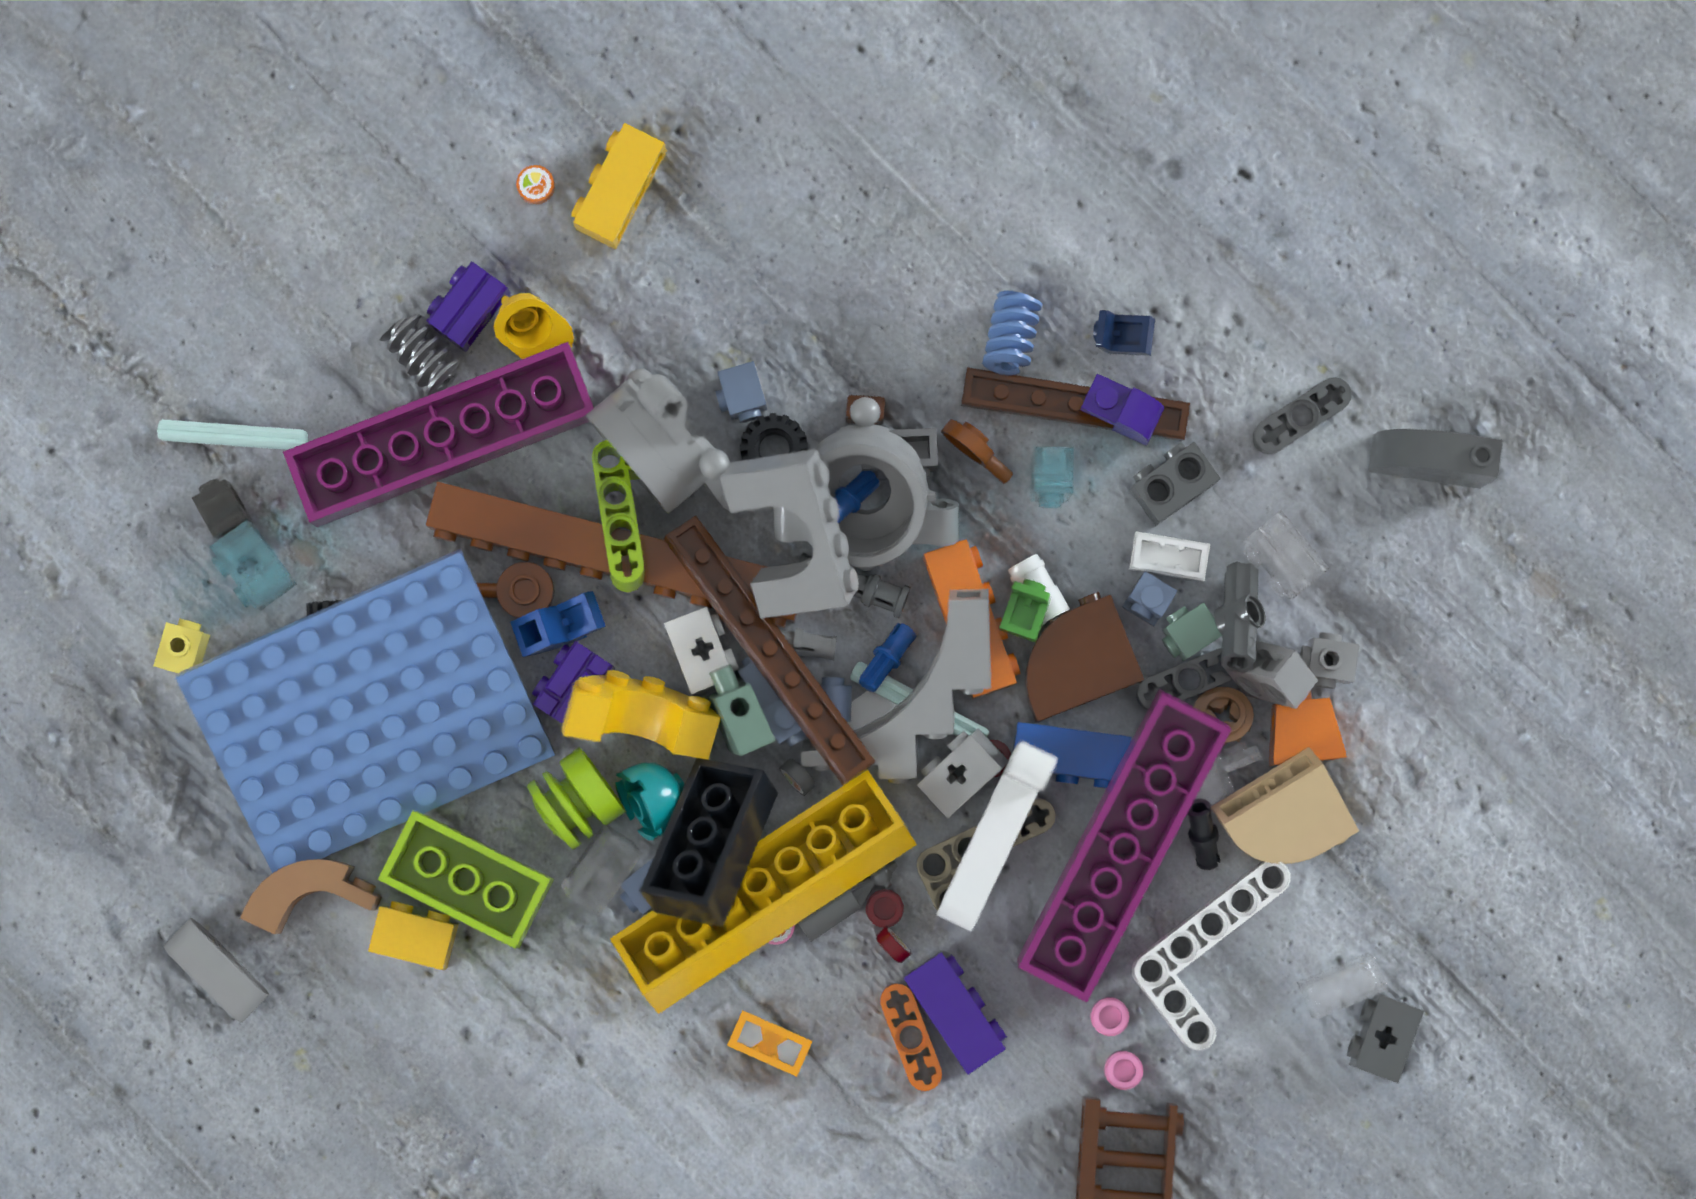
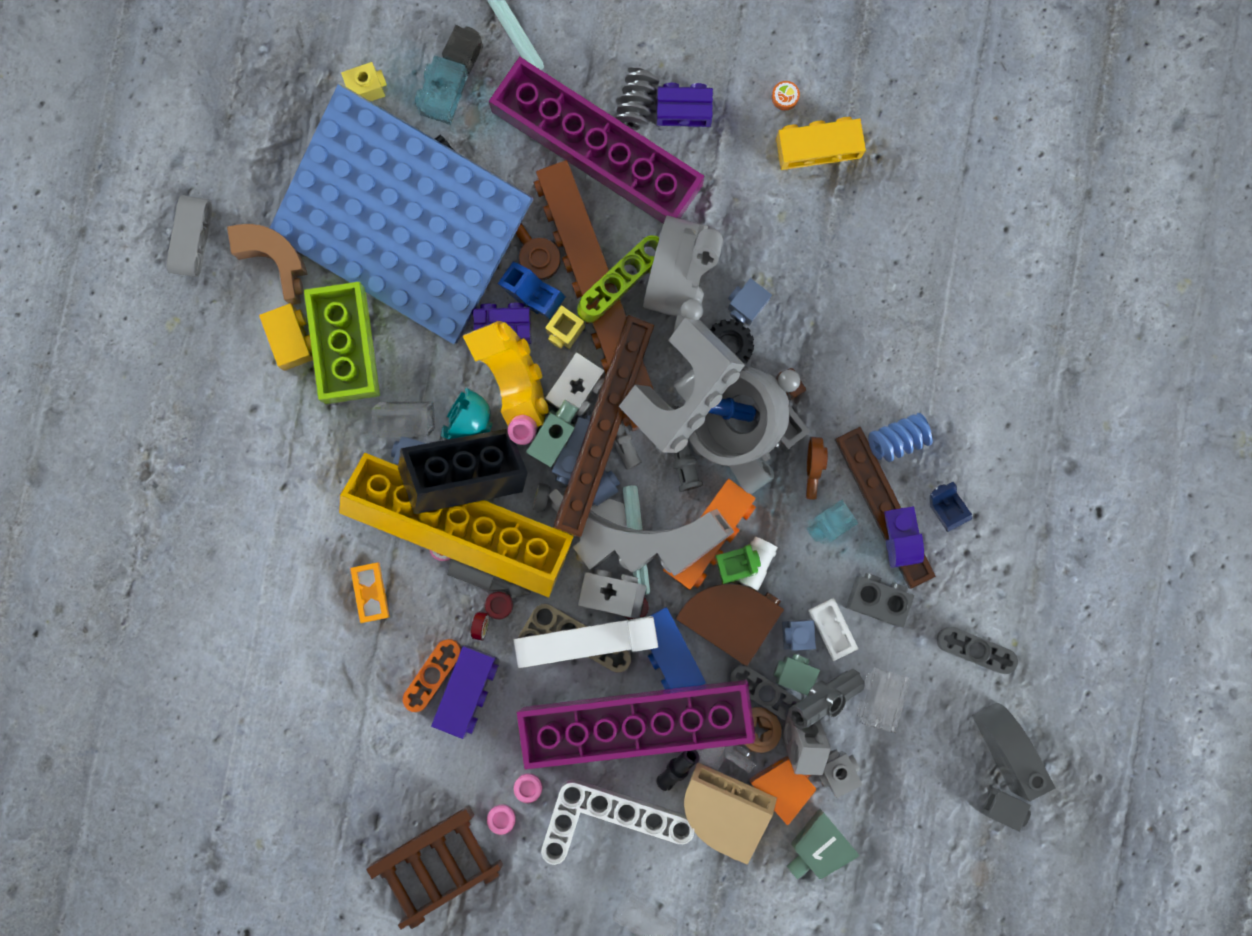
camera: 55 degrees right, 0 degrees up
(530, 325) = (699, 148): yellow piece -> none
(575, 798) = (430, 372): lime wheel -> none
(627, 618) = (564, 328): none -> light yellow brick
(710, 743) = (522, 429): none -> bright pink tile
(887, 657) = (650, 500): blue axle -> none
(1396, 738) = (820, 848): none -> sand green torso
(1494, 507) = (1006, 809): none -> dark grey brick

